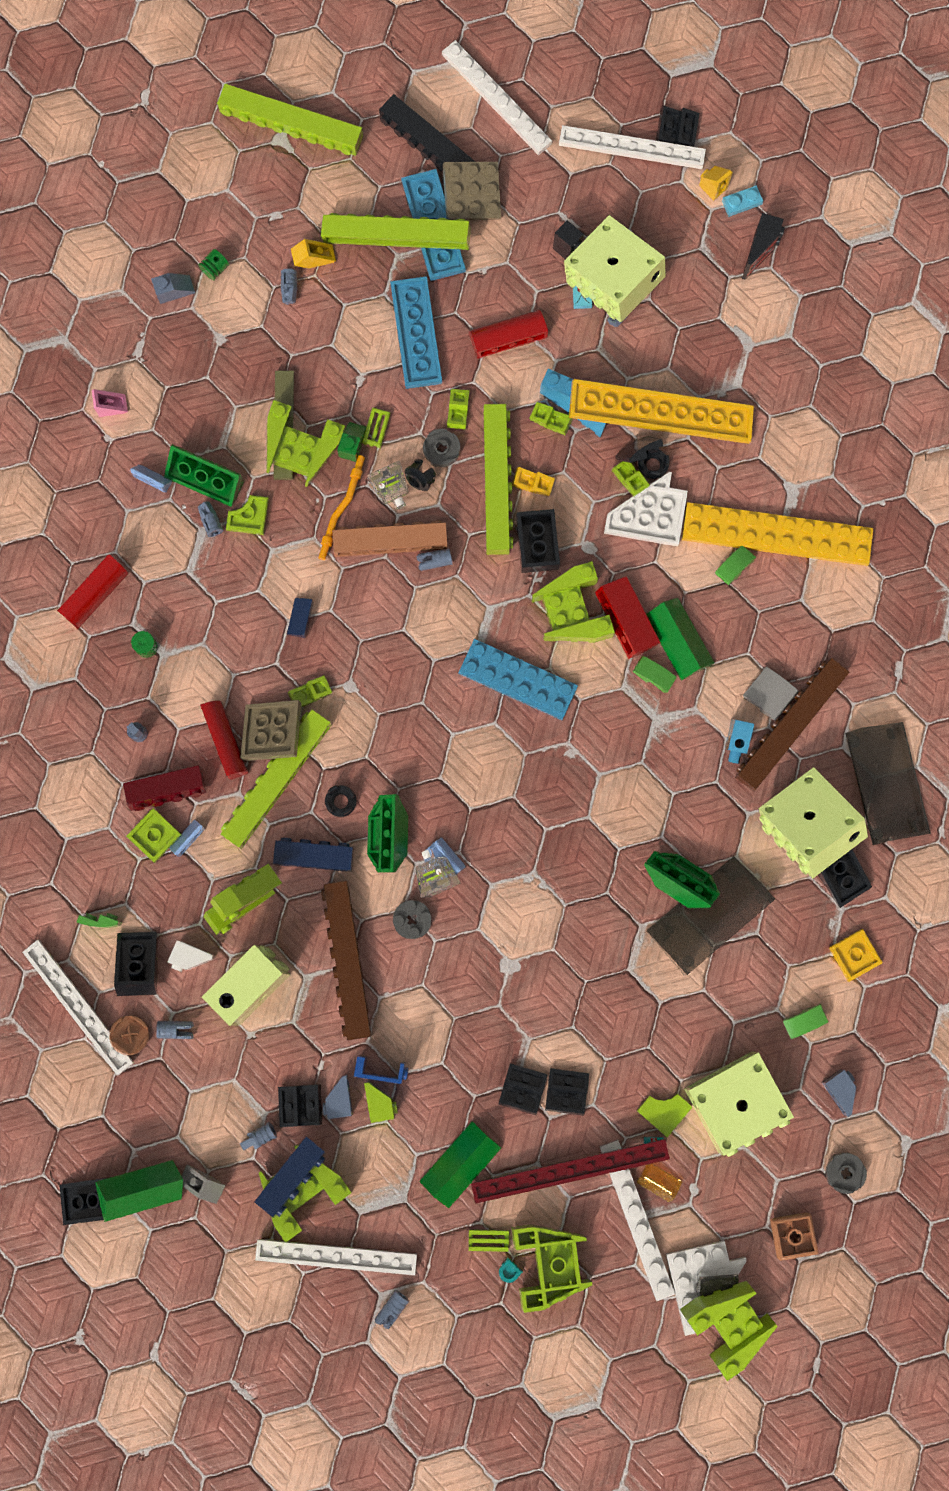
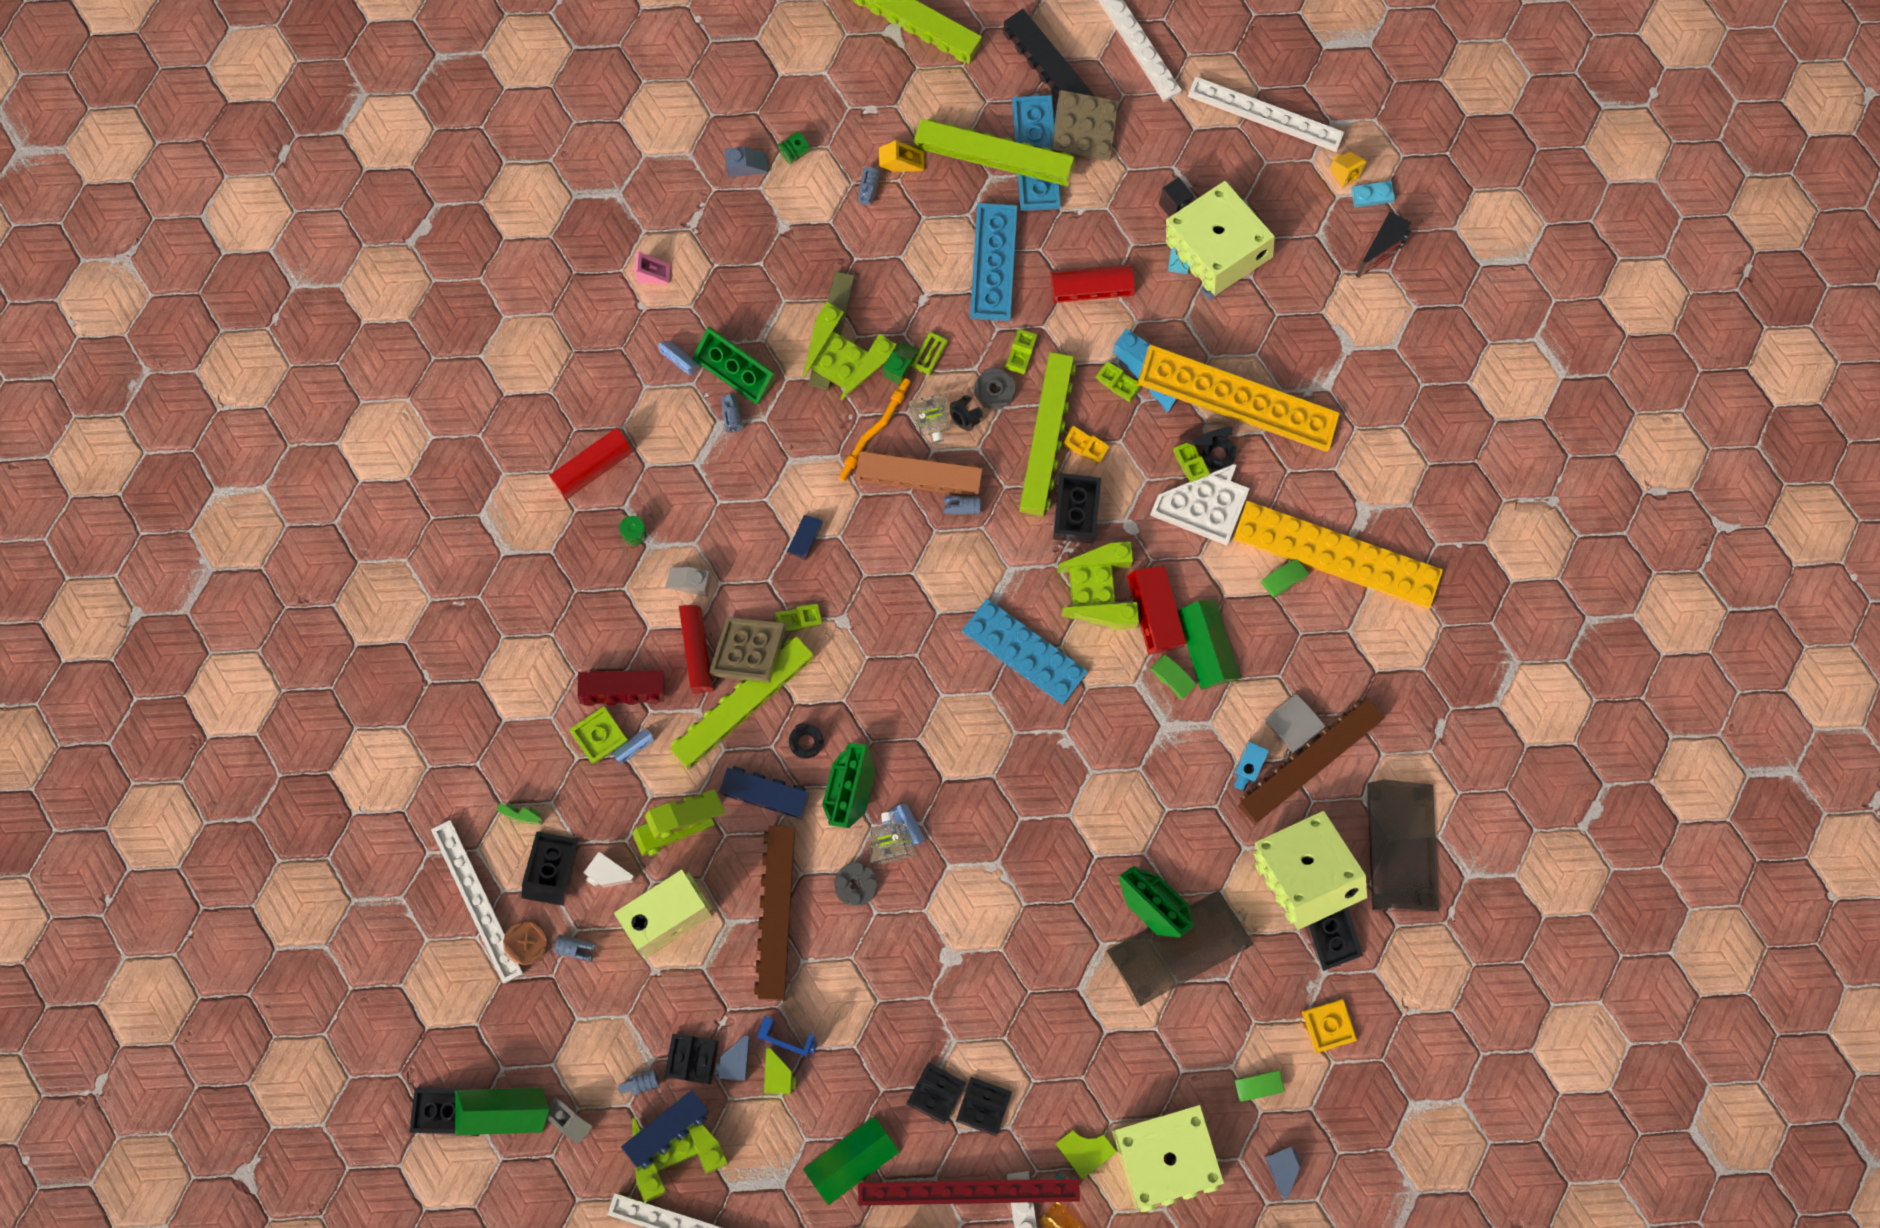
camera: 10 degrees right, 5 degrees down
(137, 732) = (604, 621): sand blue hinge -> none
(204, 678) = (689, 580): none -> light grey slope
(250, 517) = (774, 420): lime tile -> none
(677, 126) = (1319, 102): black slope -> none

